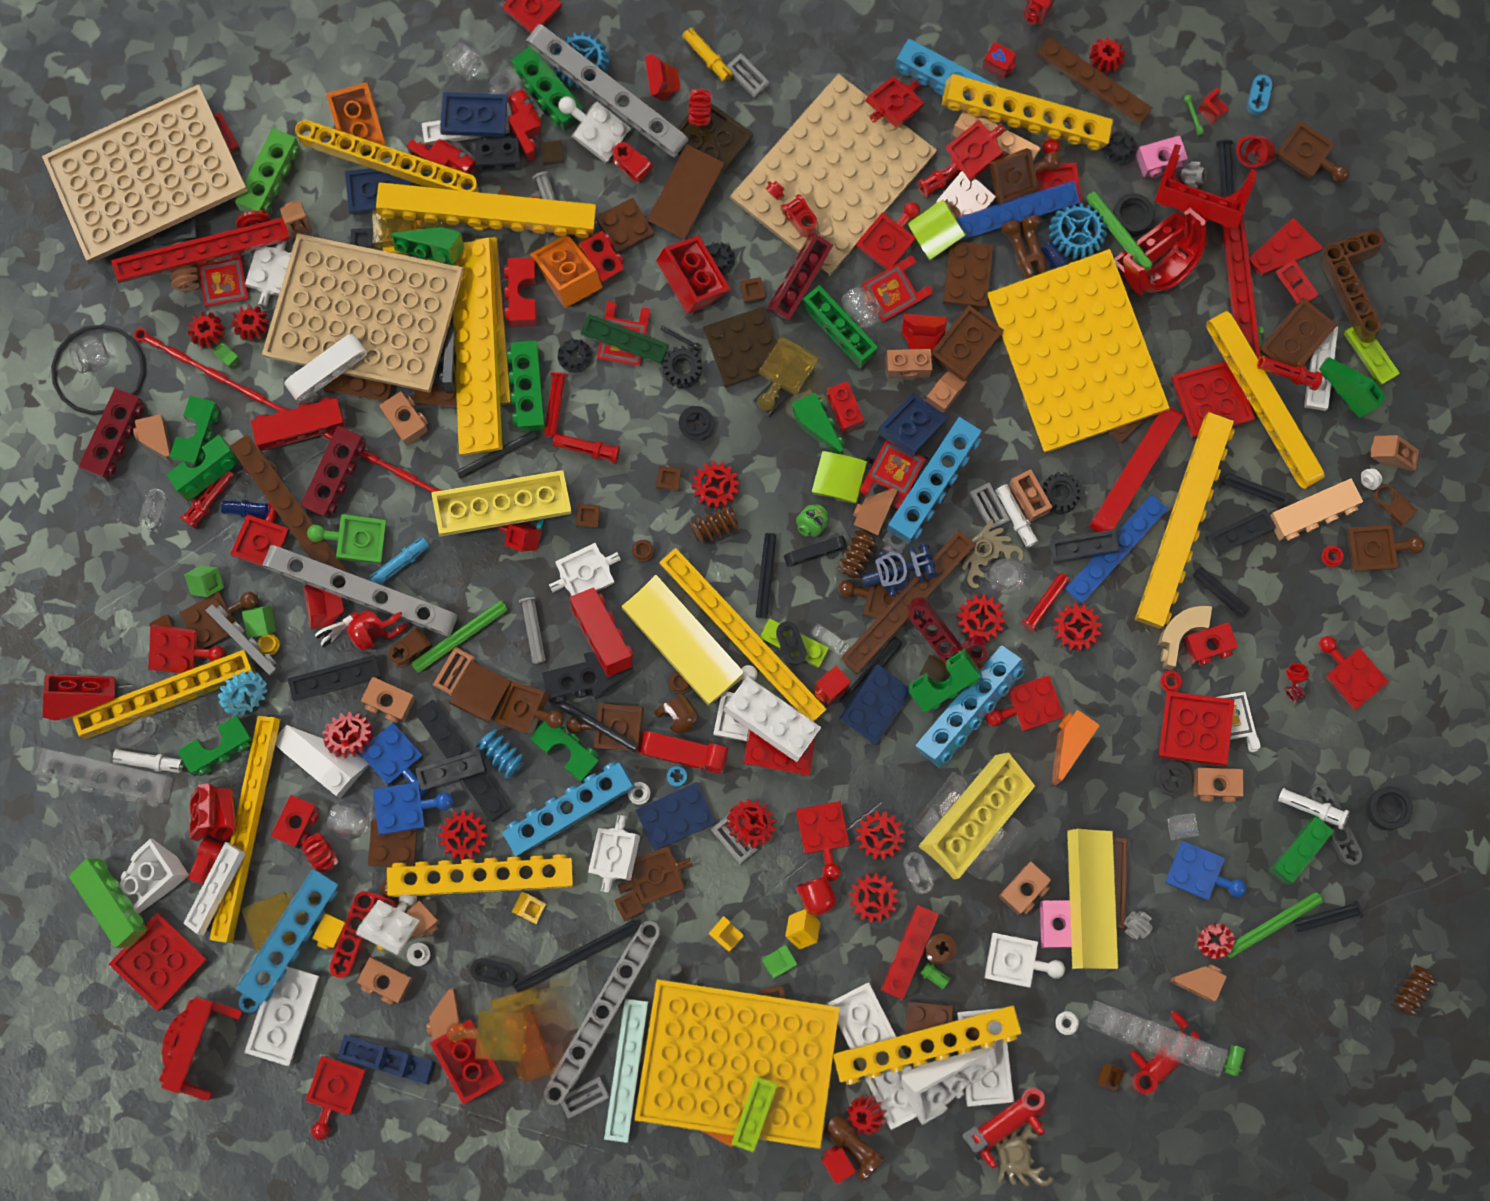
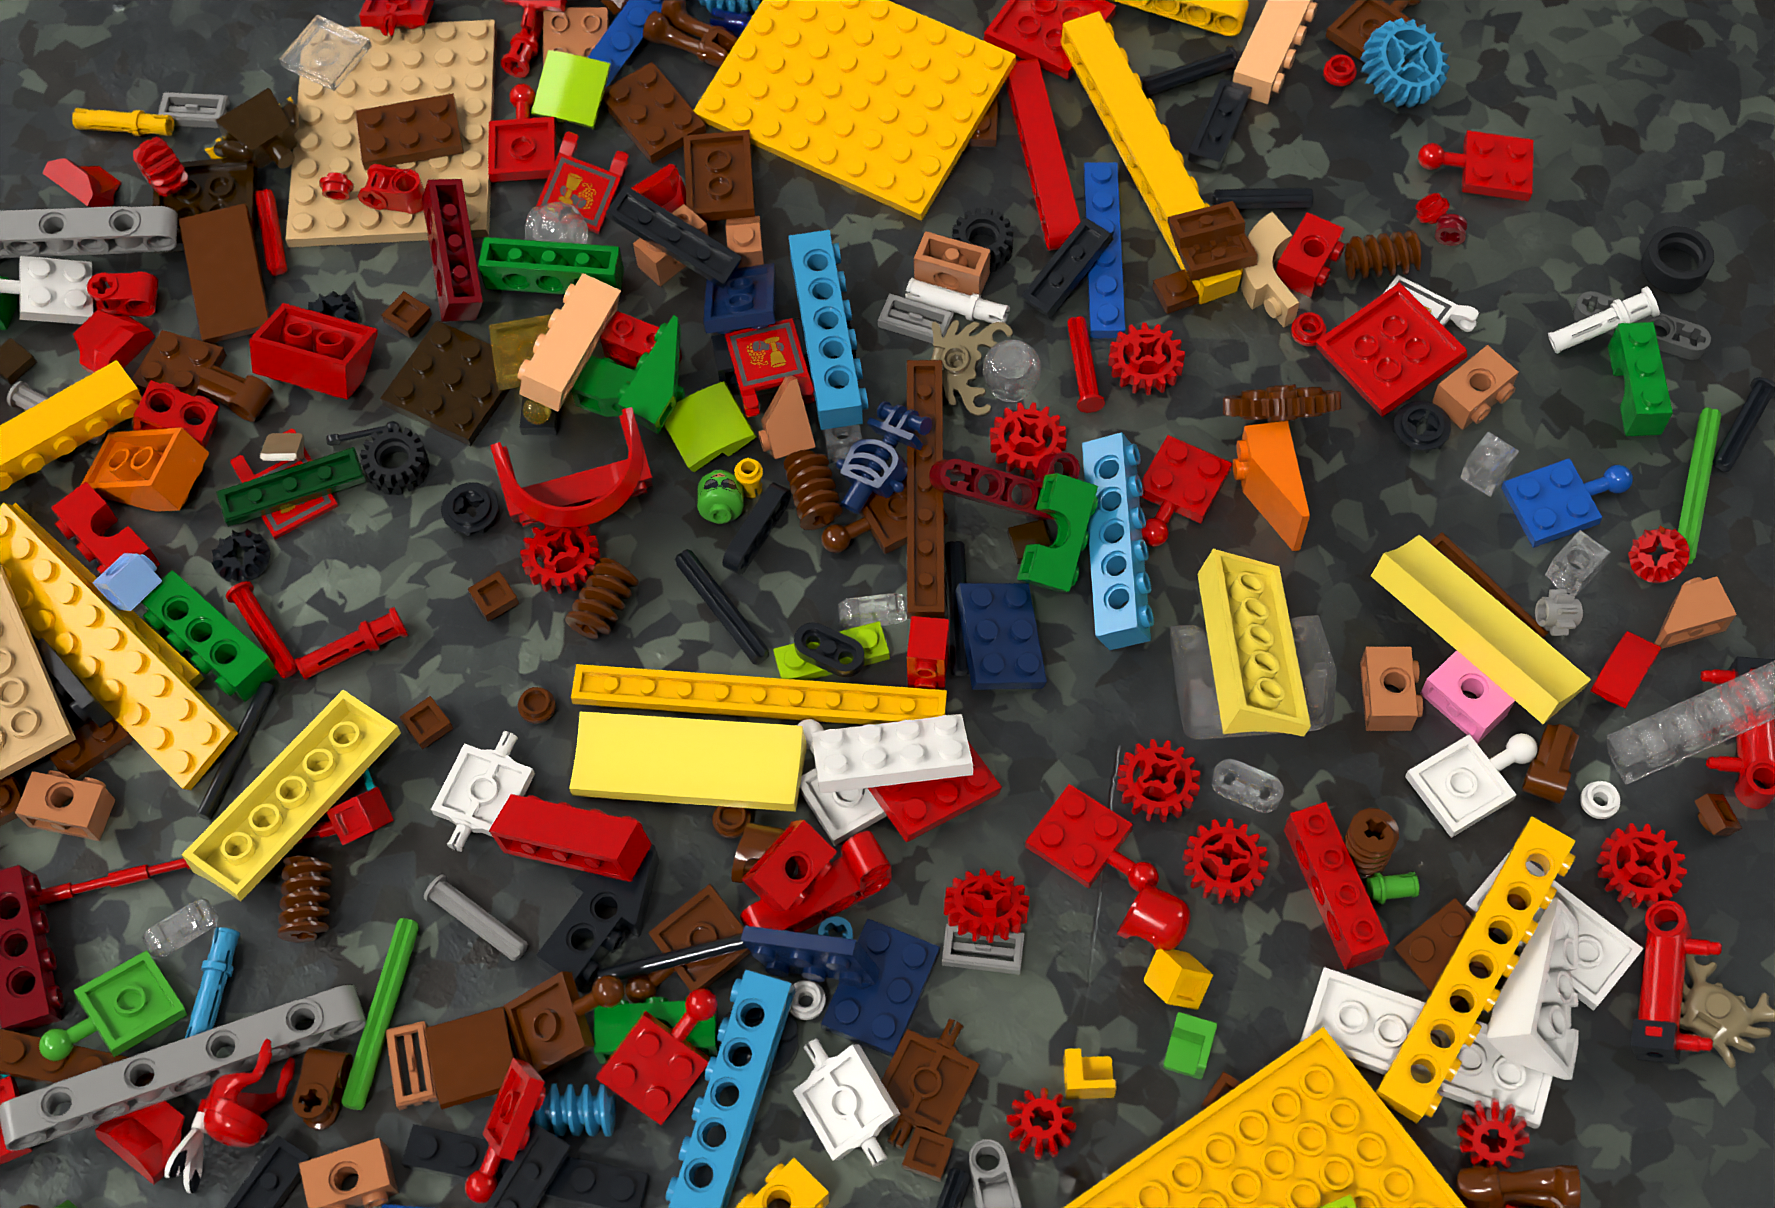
camera: 35 degrees left, 15 degrees down
(407, 522) = (180, 928): none -> clear beam
(468, 556) = (302, 899): none -> reddish brown piece
(468, 737) = (507, 1126): none -> red plate
(512, 330) = (128, 581): none -> light blue brick
(551, 768) = (657, 1063): none -> red plate
(604, 183) = (110, 338): none -> red slope
(635, 317) = (283, 447): none -> dark tan slope
(641, 267) = (242, 395): none -> reddish brown piece
(652, 780) = (811, 956): none -> dark blue plate
(668, 726) = (769, 875): none -> red brick
(693, 932) = (1048, 1111): none -> red gear
(727, 184) = (271, 232): none -> red axle
(762, 465) = (582, 496): none -> red piece
(765, 124) = (258, 132): none -> dark brown torso
(808, 382) = (569, 342): none -> light nougat brick
(826, 442) = (656, 383): none -> green slope
(835, 101) = (325, 52): none -> clear tile
(835, 527) = (749, 474): none -> yellow pin
(837, 186) = (409, 131): none -> reddish brown plate
(906, 366) = (673, 236): none -> black plate
(1057, 990) = (1549, 771): none -> reddish brown piece
(1061, 1069) = (1636, 849): none -> red gear
(1110, 712) = (1281, 403): none -> reddish brown gear
(1128, 603) = (1175, 291): none -> reddish brown plate
(1141, 978) = (1626, 669): none -> red slope
(1164, 597) = (1212, 240): none -> reddish brown slope
(1180, 905) = (1580, 551): none -> clear brick
(1244, 675) = (1381, 253): none -> reddish brown piece
(1362, 566) = (1420, 76): none -> dark azure gear

